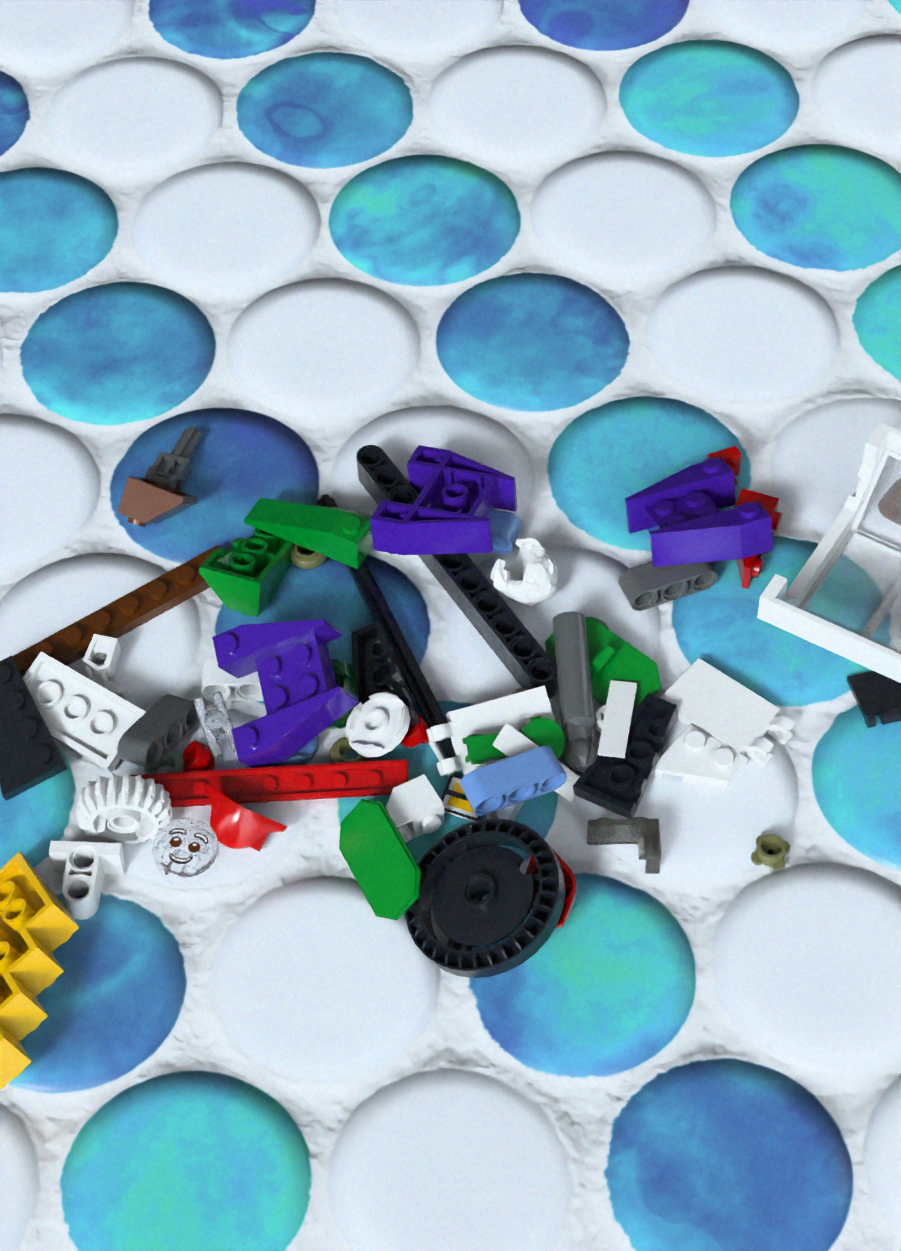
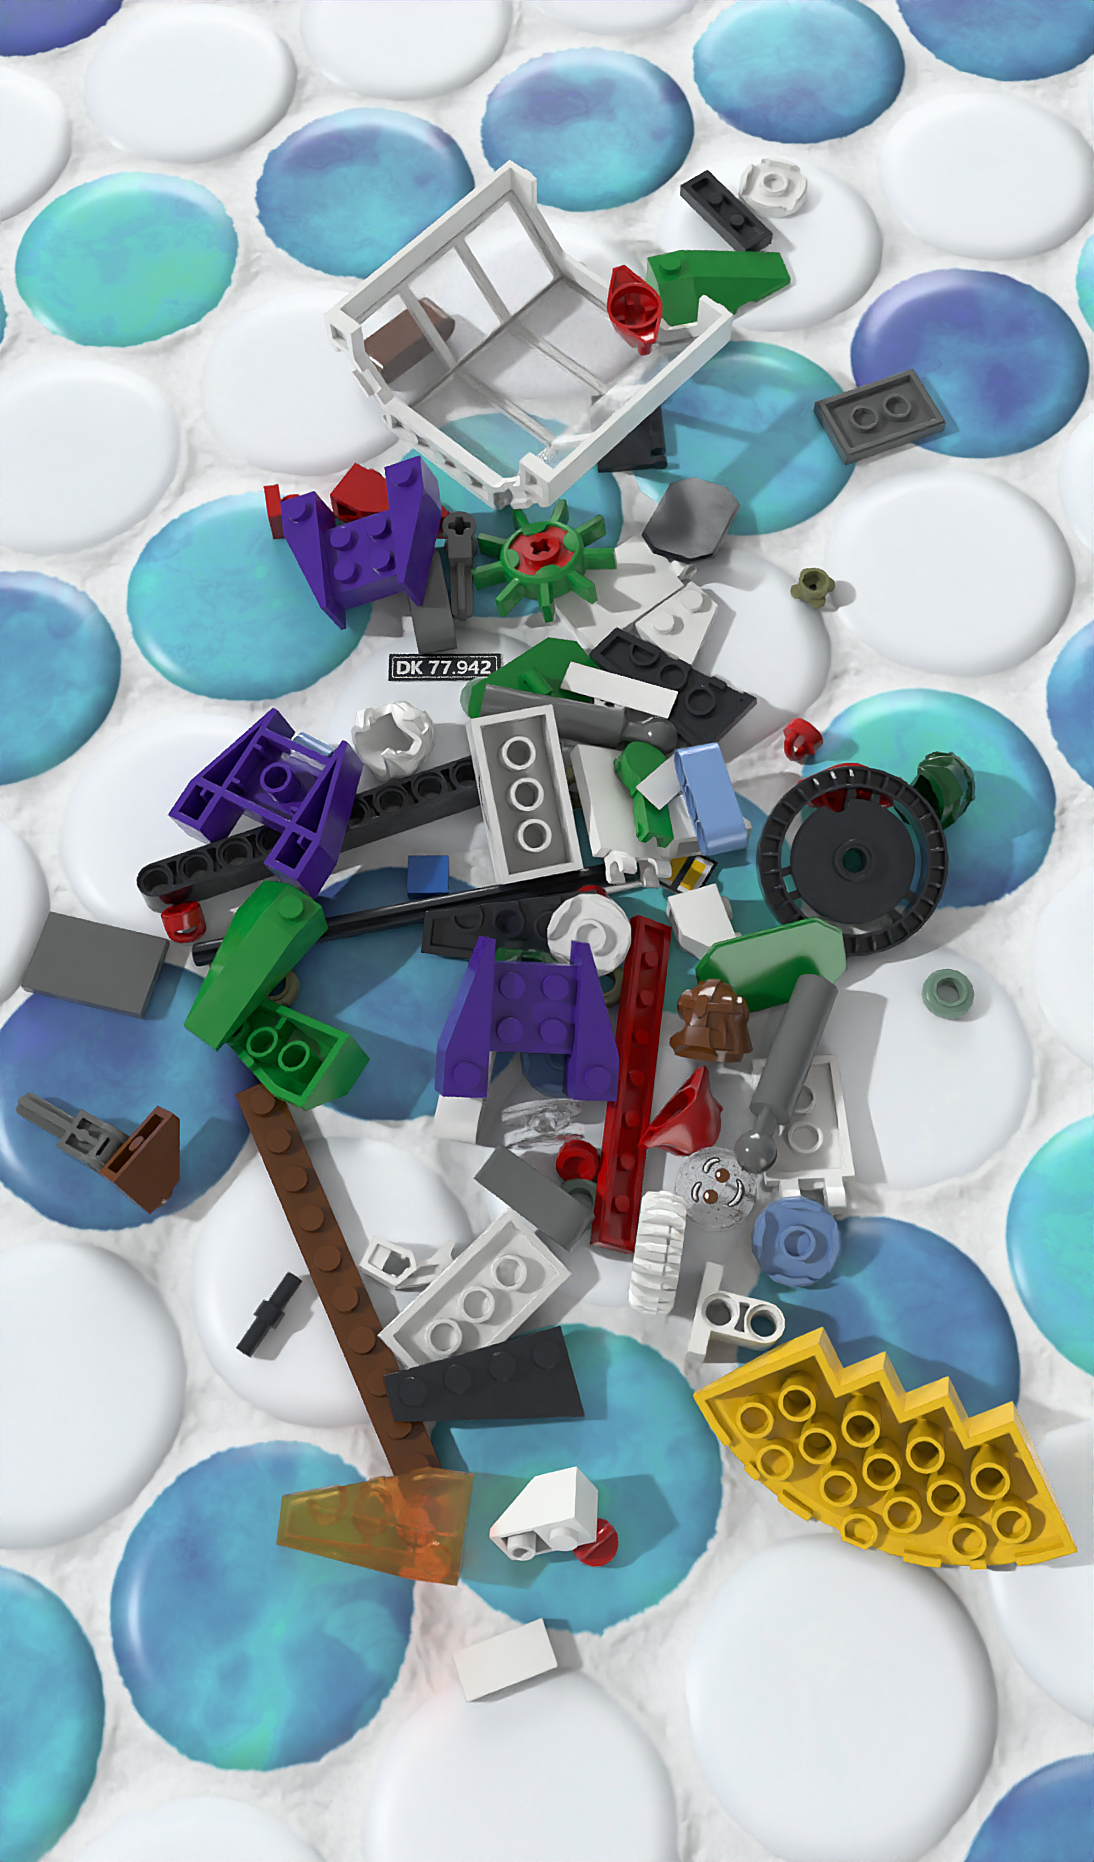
camera: 80 degrees left, 15 degrees up
(58, 599) = (269, 1314): none -> black bar
(150, 909) = (796, 1241): none -> medium blue tile
(246, 908) = (816, 1143): none -> white tile
(287, 876) = (786, 1070): none -> dark grey piece
(306, 448) = (95, 965): none -> dark grey tile
(314, 819) = (714, 1024): none -> reddish brown helmet
(350, 484) = (181, 917): none -> red tile
(389, 1014) = (956, 980): none -> sand green piece
(420, 627) = (427, 876): none -> blue tile
(486, 653) = (524, 794): none -> white brick
(571, 965) = (945, 784): none -> dark green helmet
(608, 859) = (803, 736): none -> red tile
(616, 606) = (442, 666): none -> black sticker
(629, 831) = (788, 692): clear smoke bracket -> none
(717, 593) = (460, 548): none -> dark grey connector
(728, 645) = (544, 560): none -> green gear
(804, 744) = (691, 521): none -> shield

